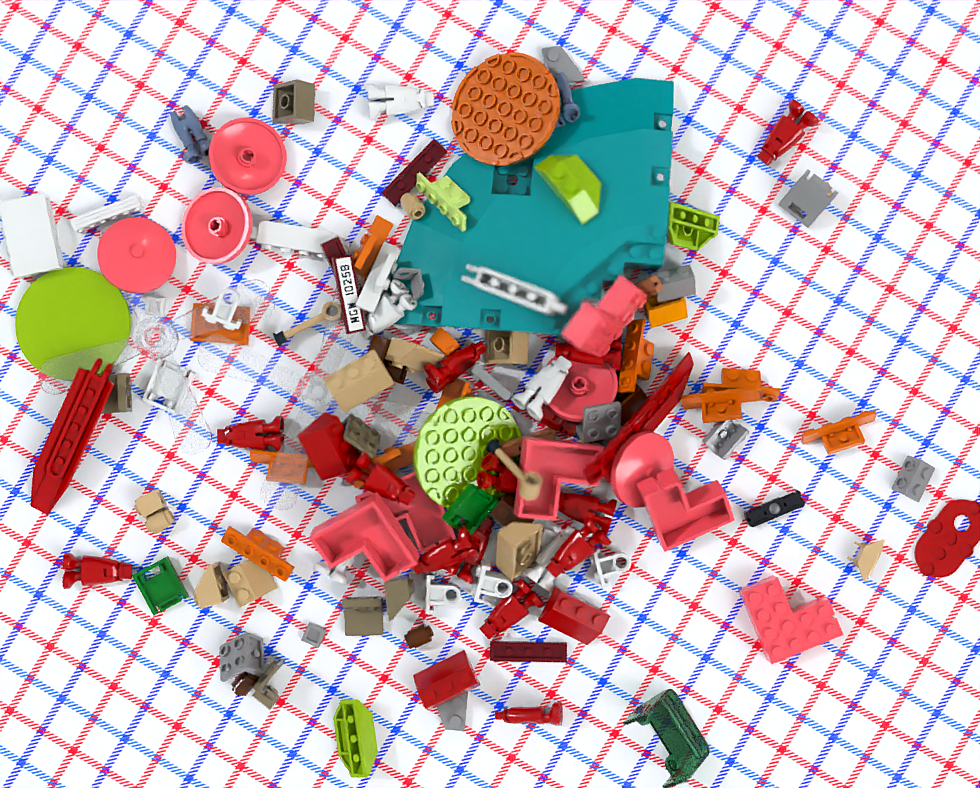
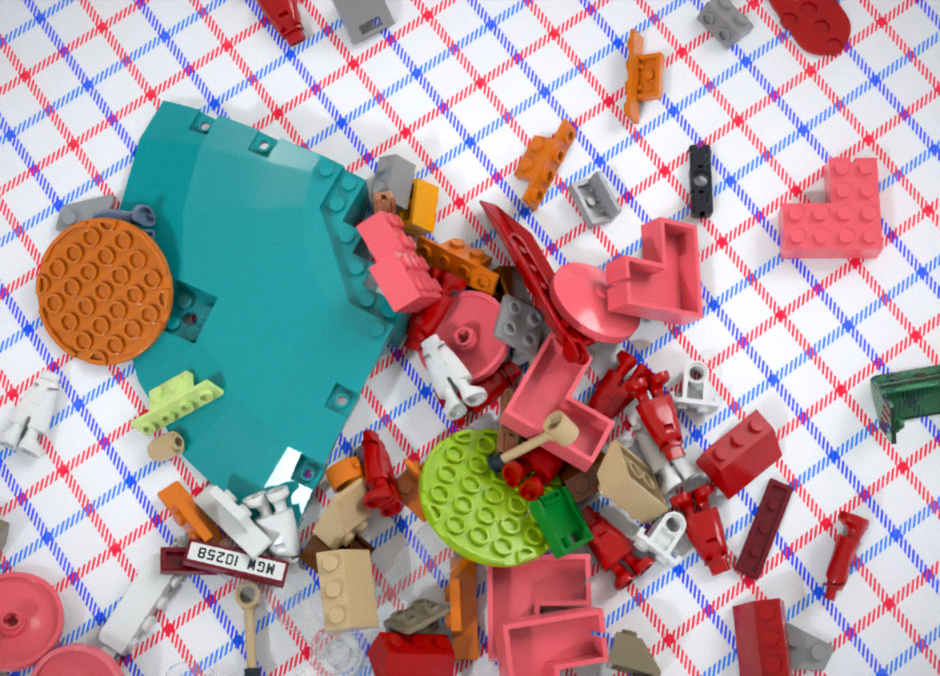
camera: 60 degrees left, 15 degrees down
(380, 480) = (480, 614): red piece -> none
(407, 179) = (130, 439): dark red tile -> none
(417, 282) = (255, 474): light grey bracket -> none
(419, 636) = (694, 654): reddish brown brick -> none
(437, 593) = (650, 609): white pin -> none
(448, 553) = (604, 571): red piece -> none
(481, 374) = (418, 437): light grey container -> none
(506, 347) = (382, 405): tan slope -> none
(515, 291) = (320, 353): white hinge -> none
(572, 184) = (226, 242): lime wedge -> none
(690, 227) = (337, 139): lime wedge -> none
(721, 404) = (554, 189): orange bracket -> none
(867, 557) = (796, 102): tan piece -> none

